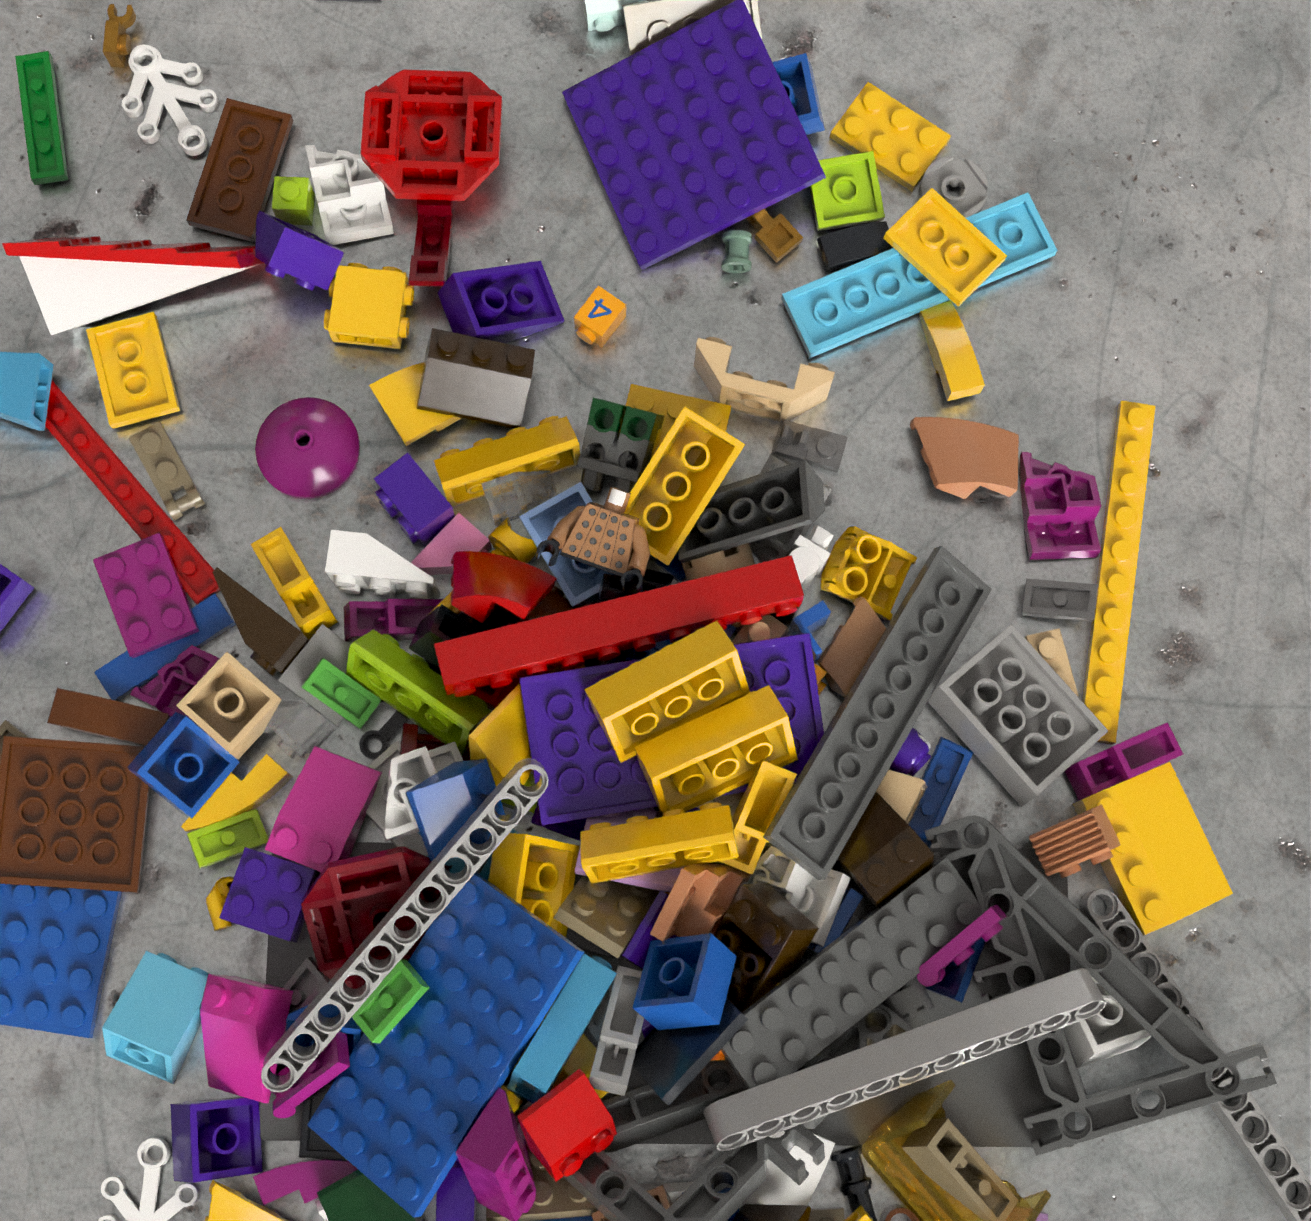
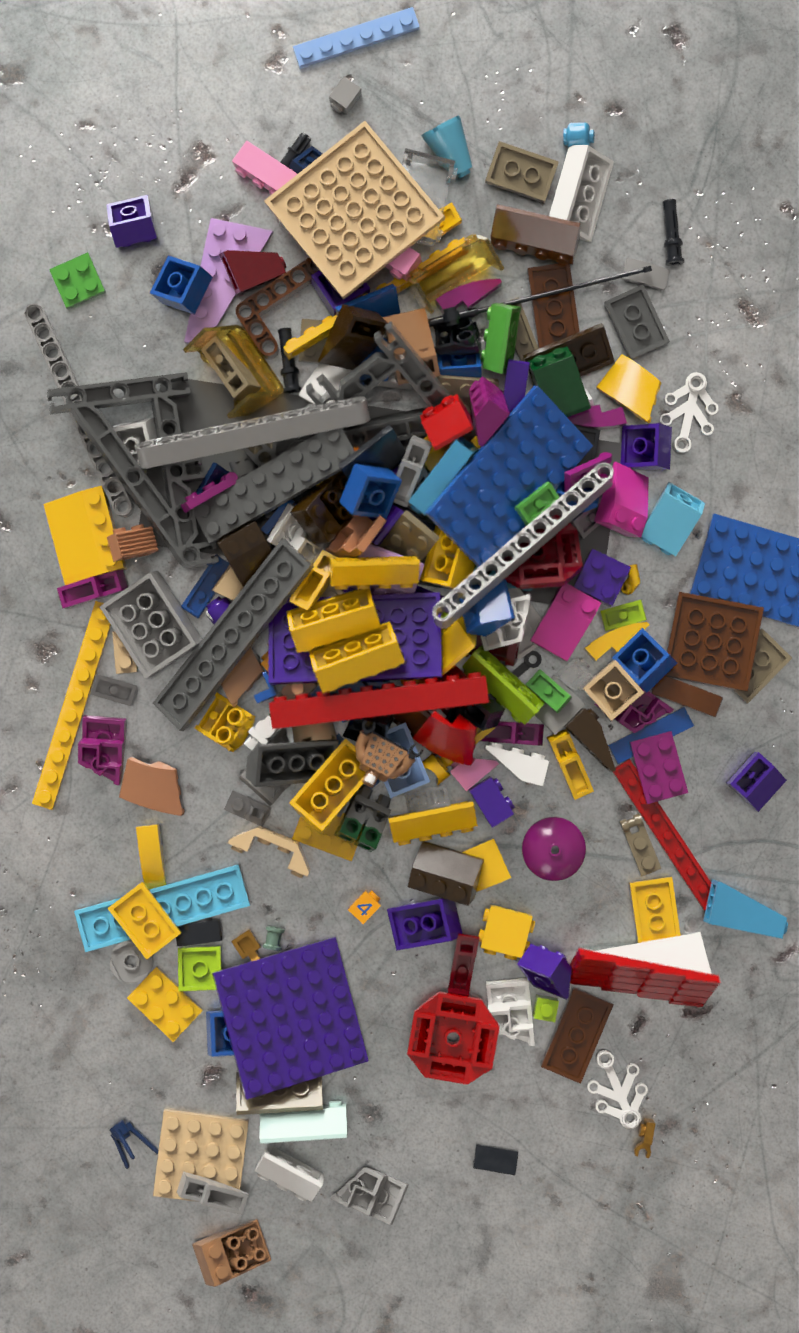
camera: 165 degrees left, 10 degrees up
(41, 118) = (698, 1087): green plate -> none

